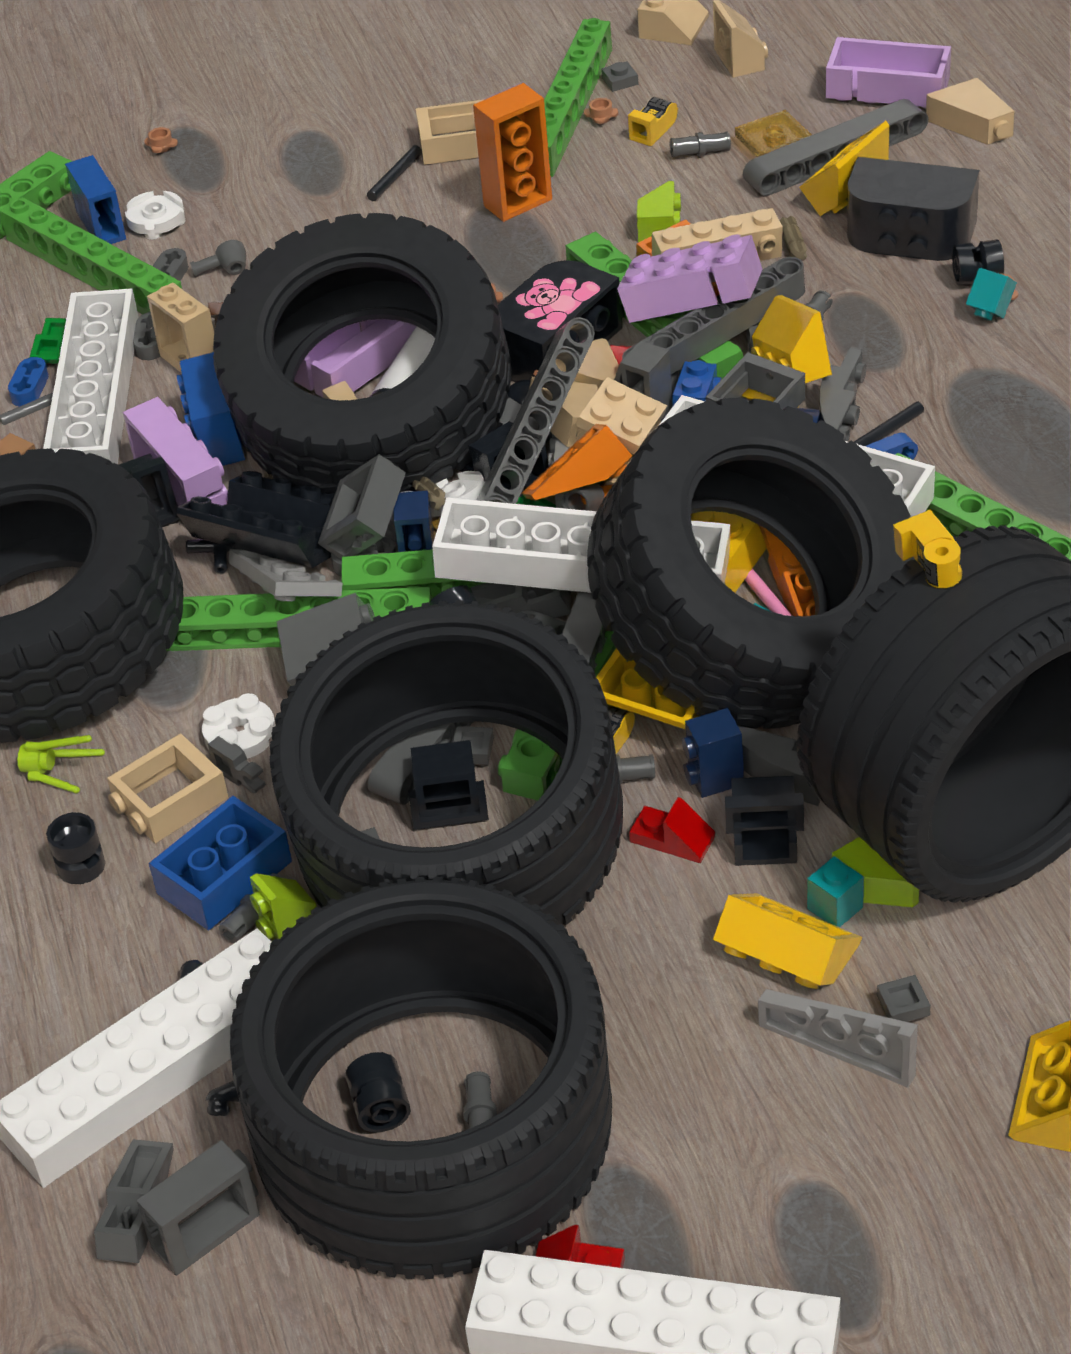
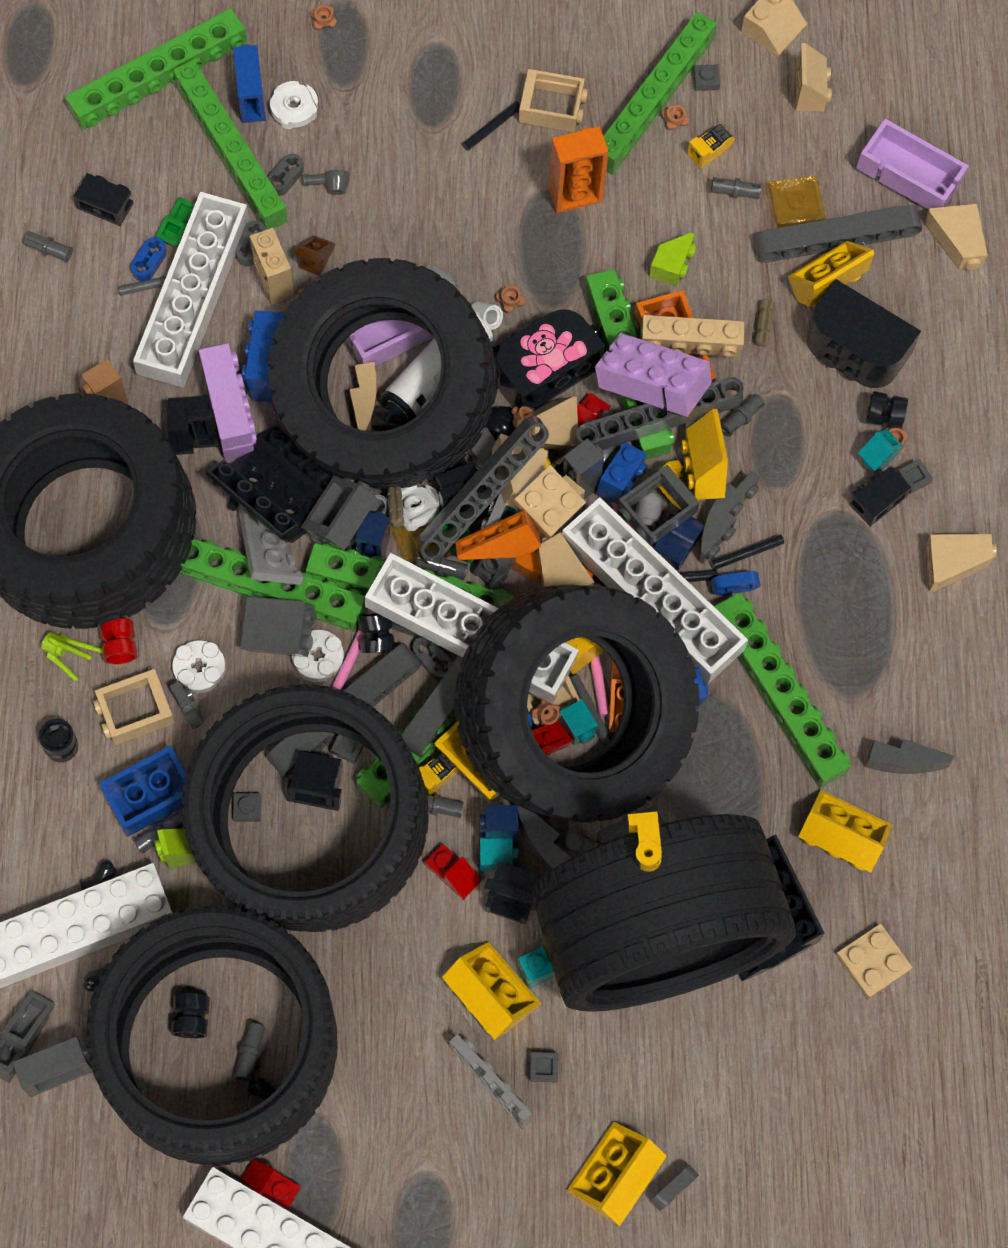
camera: 10 degrees right, 25 degrees up
(121, 727) = (118, 641): none -> red wheel
(711, 789) = (496, 850): none -> teal brick
(1013, 334) = (880, 495): none -> black brick
(1043, 309) = (915, 475): none -> dark grey plate

